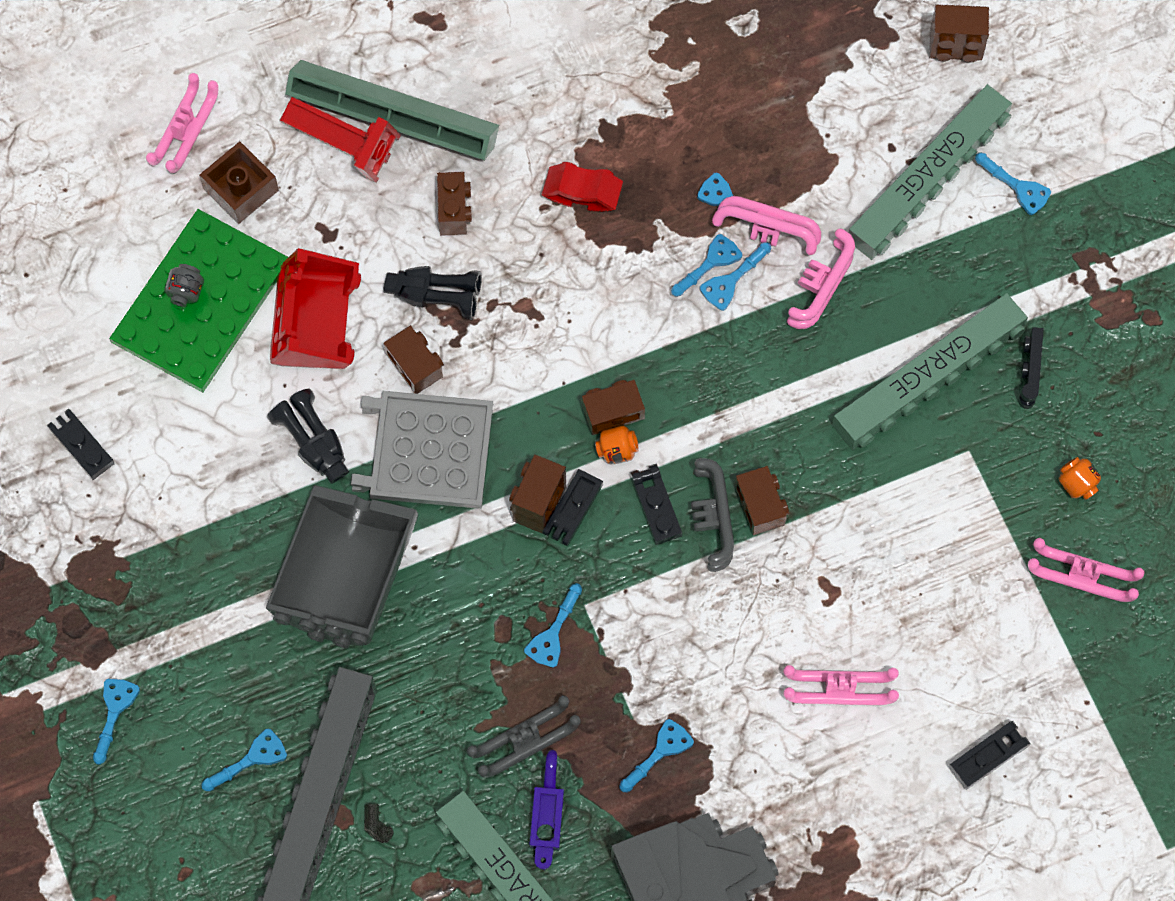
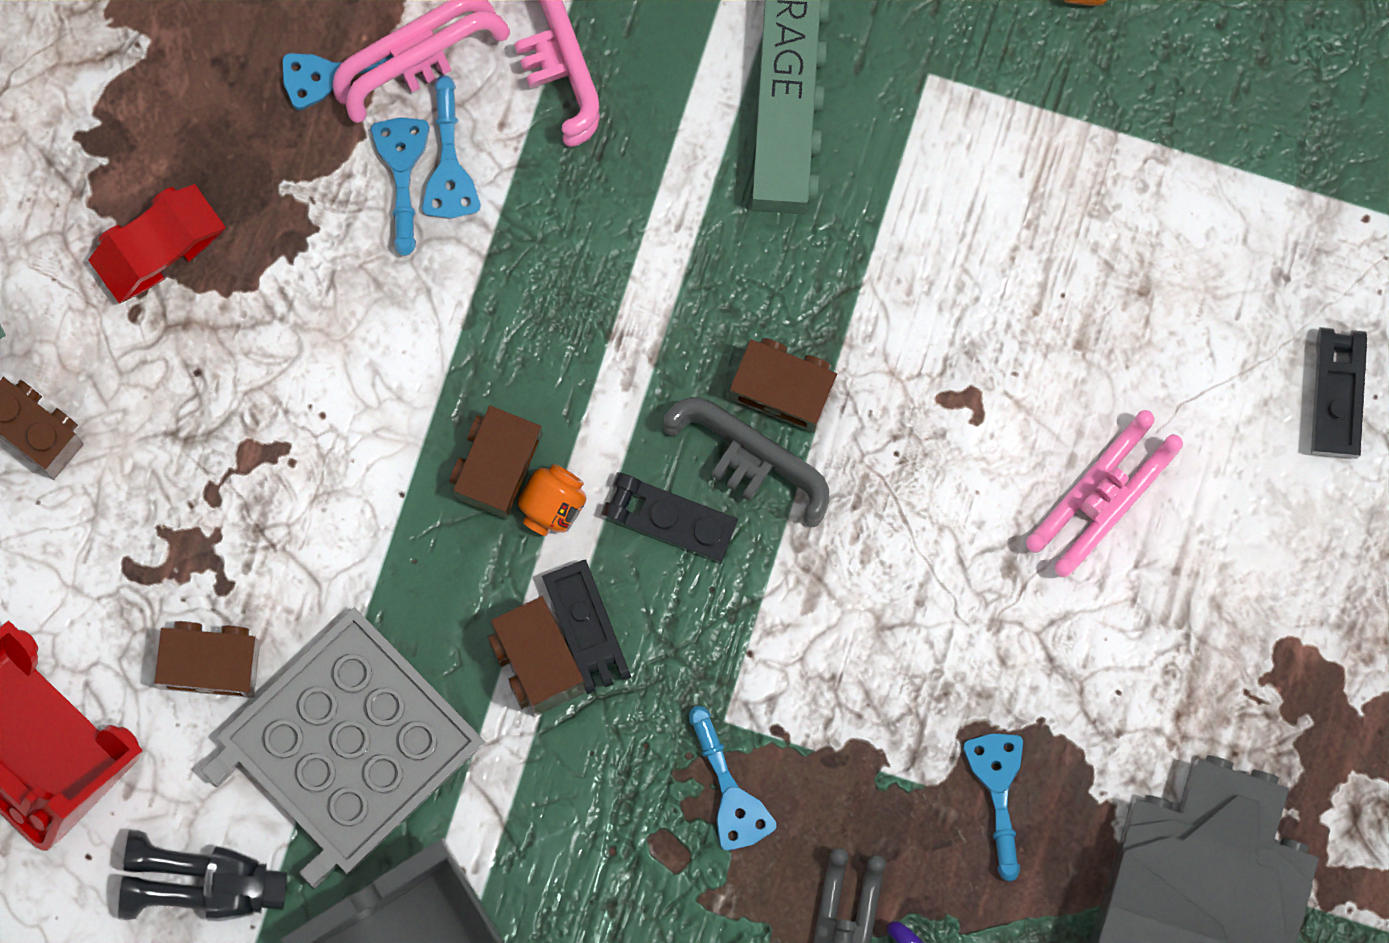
camera: 55 degrees left, 10 degrees up
(416, 286) = (104, 575): black piece -> none
(1084, 573) = (1209, 75): bright pink piece -> none

